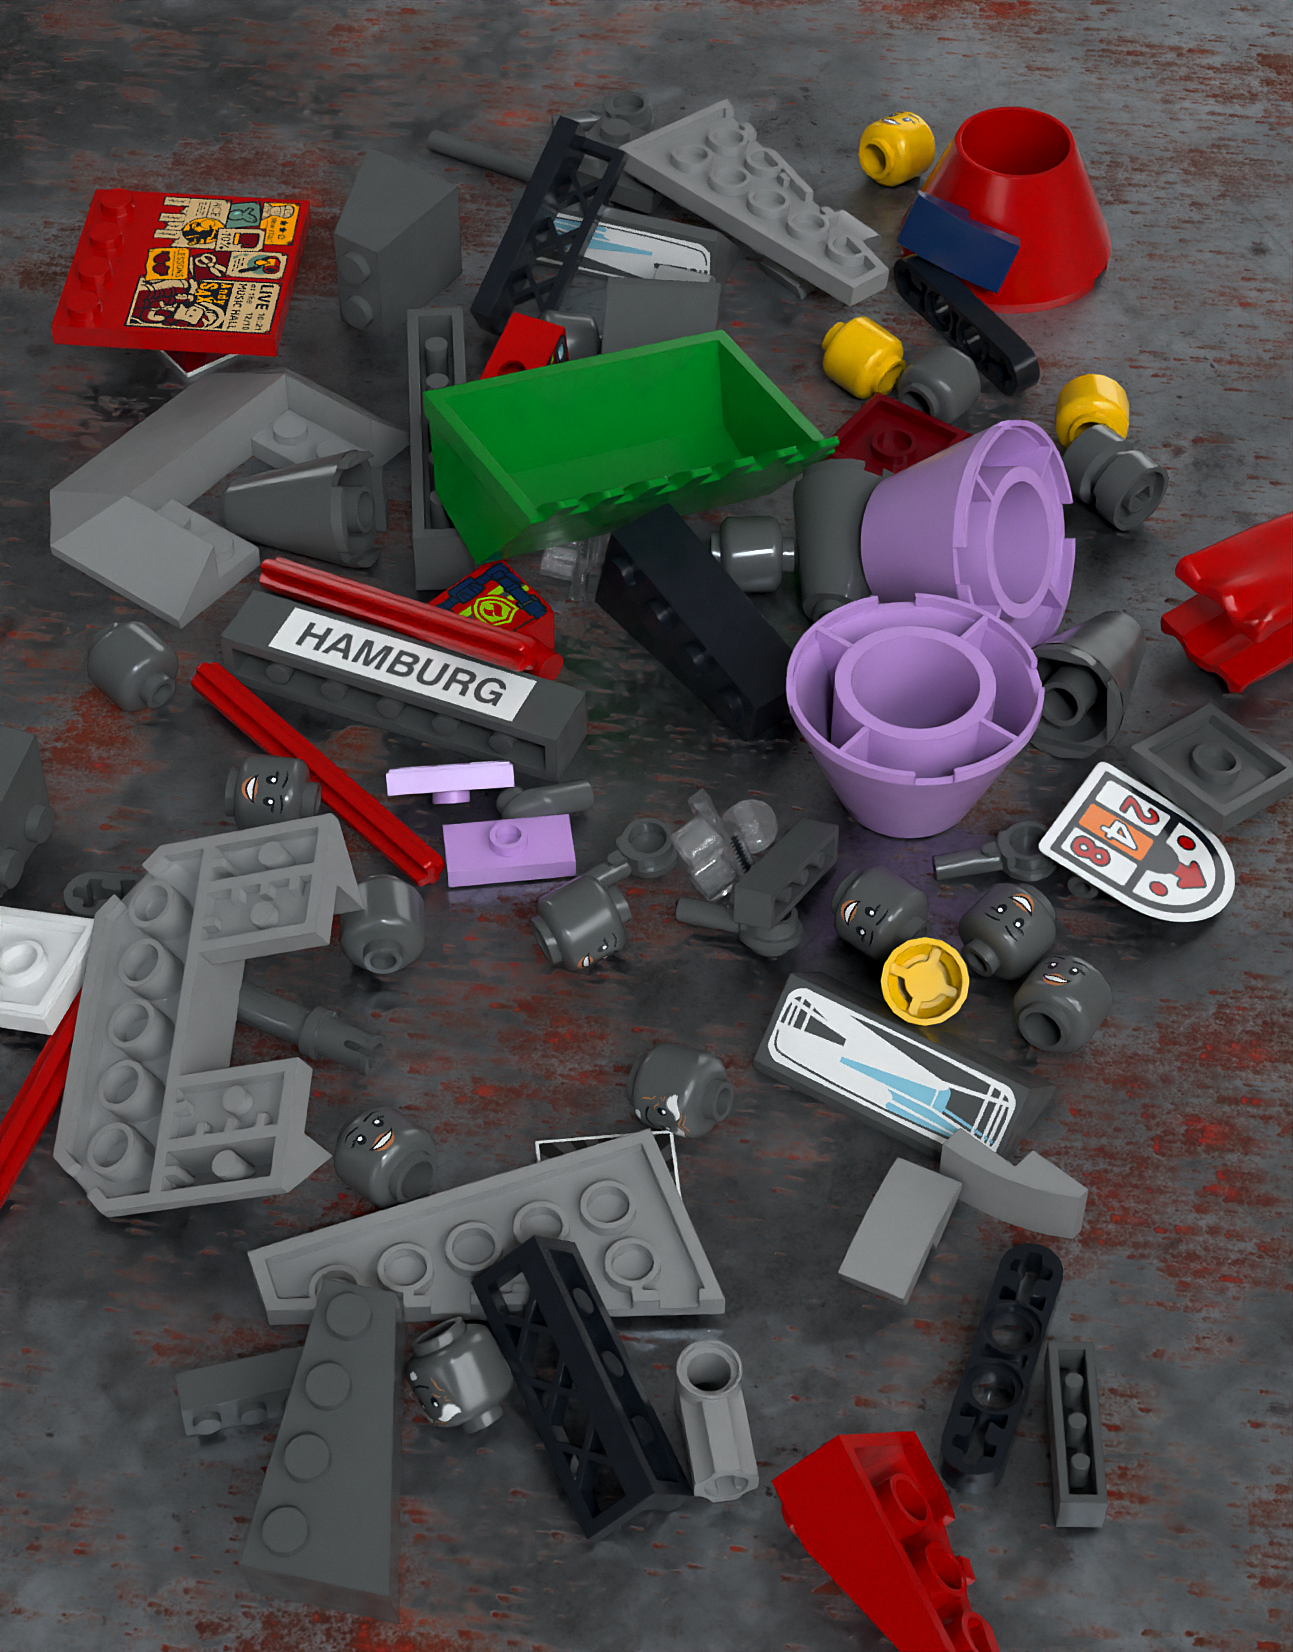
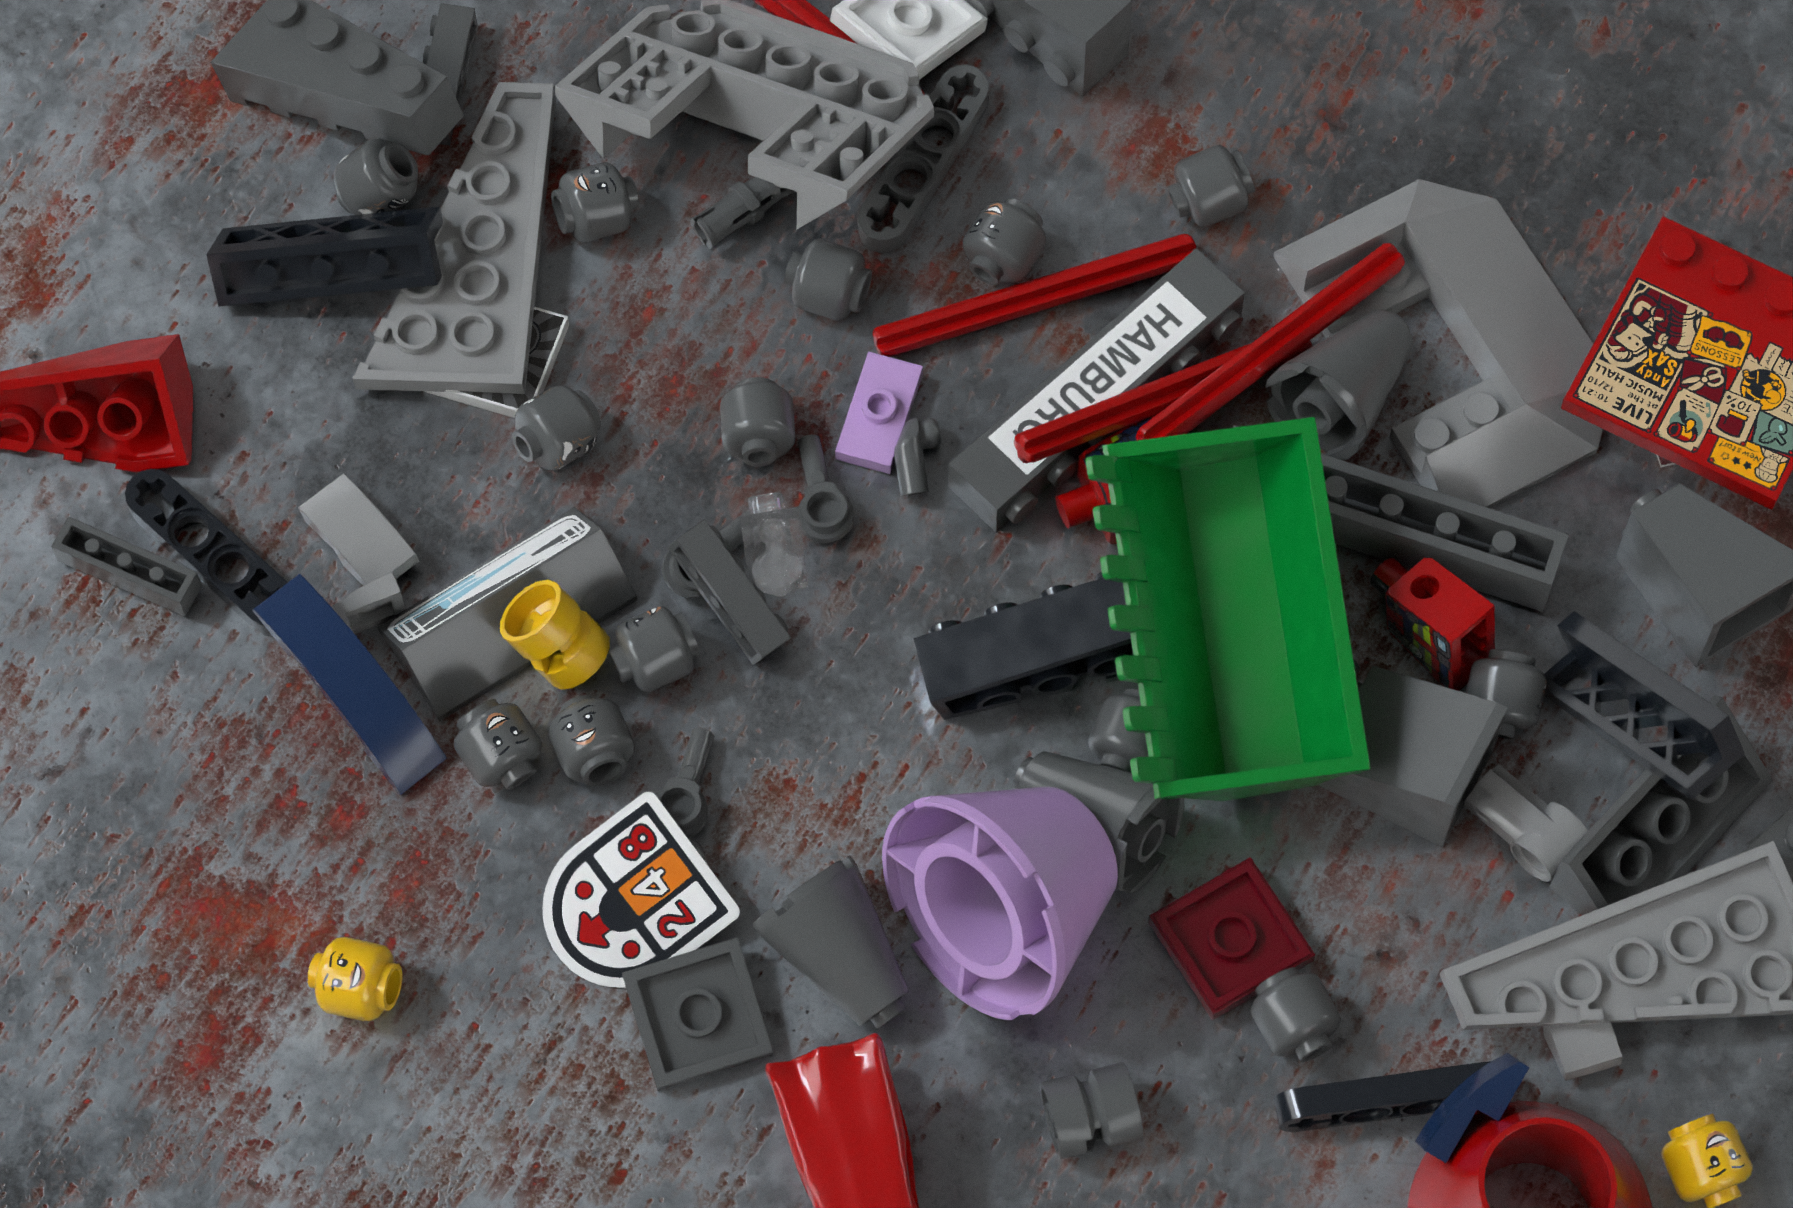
camera: 115 degrees right, 20 degrees up
(316, 551) = (1275, 344): none -> red axle
(450, 781) = (969, 386): lavender plate -> none
(715, 1422) = (257, 332): light grey piece -> none
(862, 357) = (1370, 963): yellow head -> none
(913, 707) = (802, 658): lavender cone -> none
(1079, 1143) = (351, 682): none -> dark blue slope
(1090, 402) = (1191, 1140): yellow head -> none

